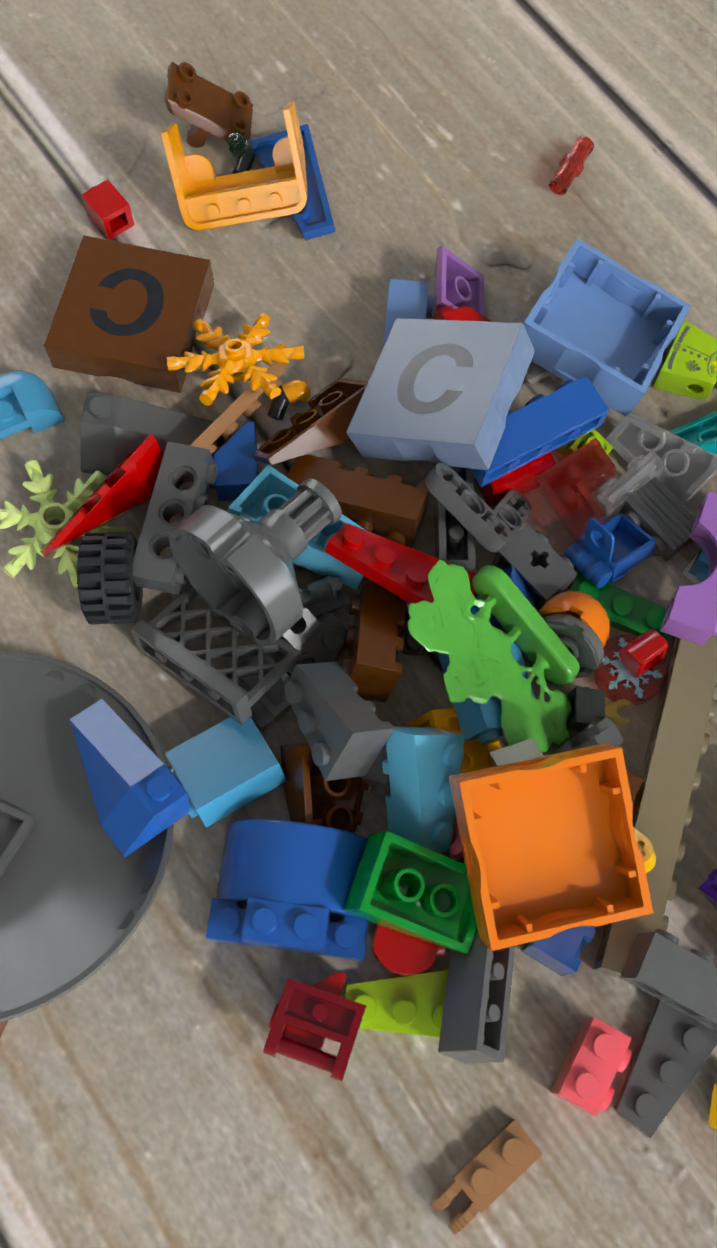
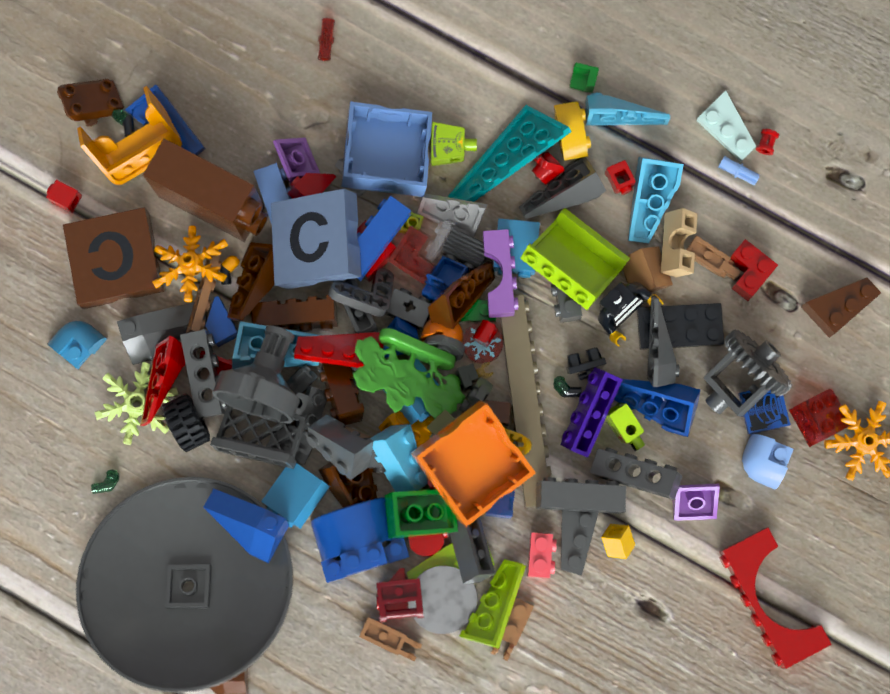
camera: 20 degrees left, 10 degrees up
(263, 1088) = (387, 638): none -> medium nougat hinge
(308, 262) = (206, 191): none -> reddish brown brick
(393, 1068) = (445, 600): none -> flat silver sticker
(465, 1132) = (492, 615): none -> lime wing
(629, 573) = (460, 296): none -> reddish brown wedge

